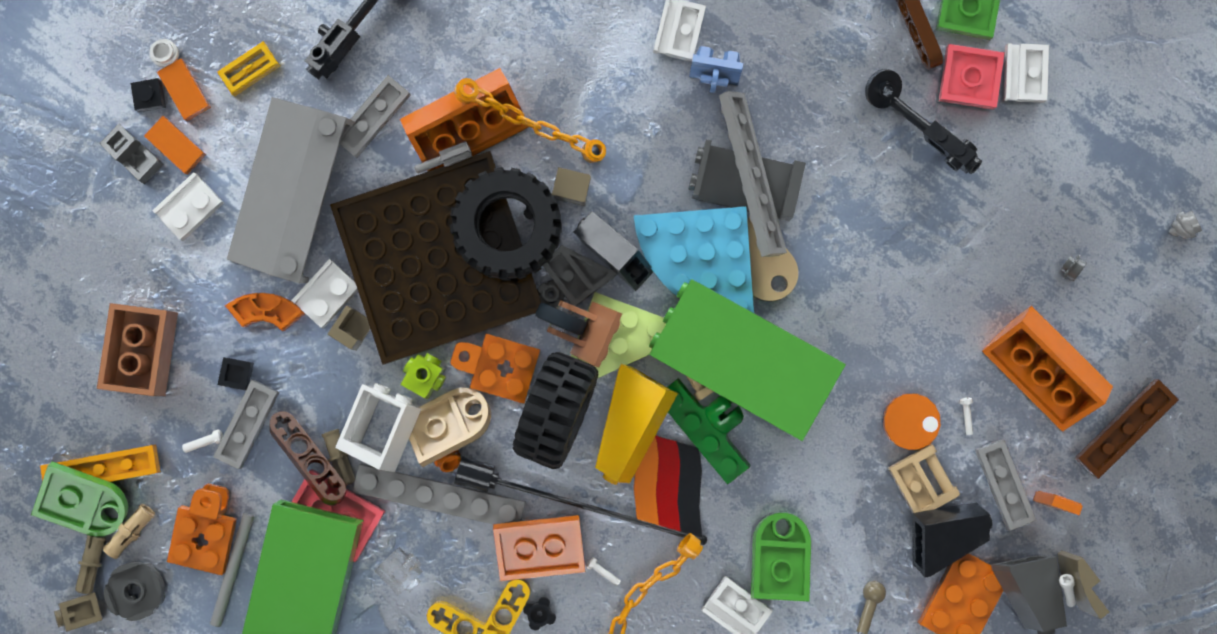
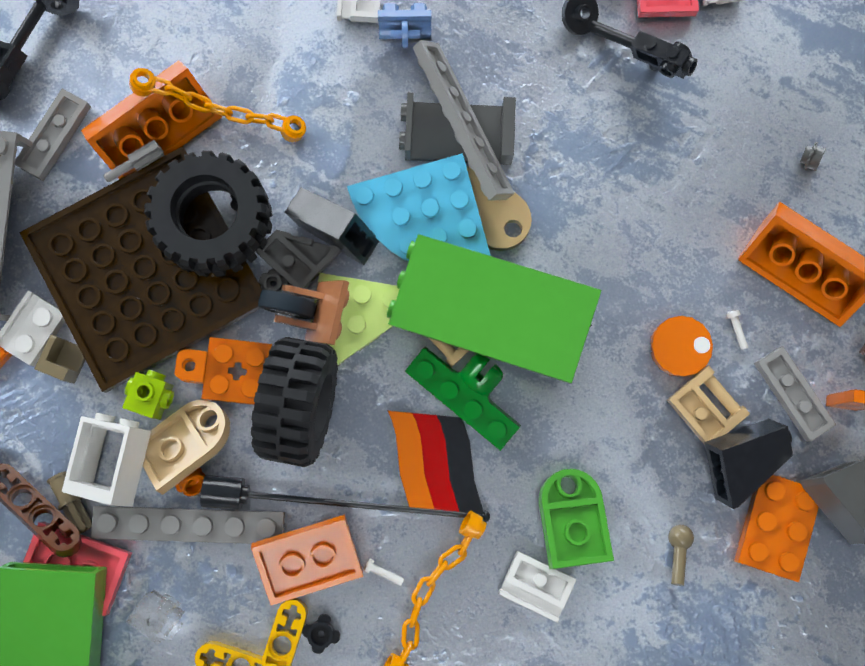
camera: 20 degrees left, 5 degrees down
(571, 186) = (275, 167): dark tan panel -> none
(632, 422) = (384, 404): yellow slope -> none

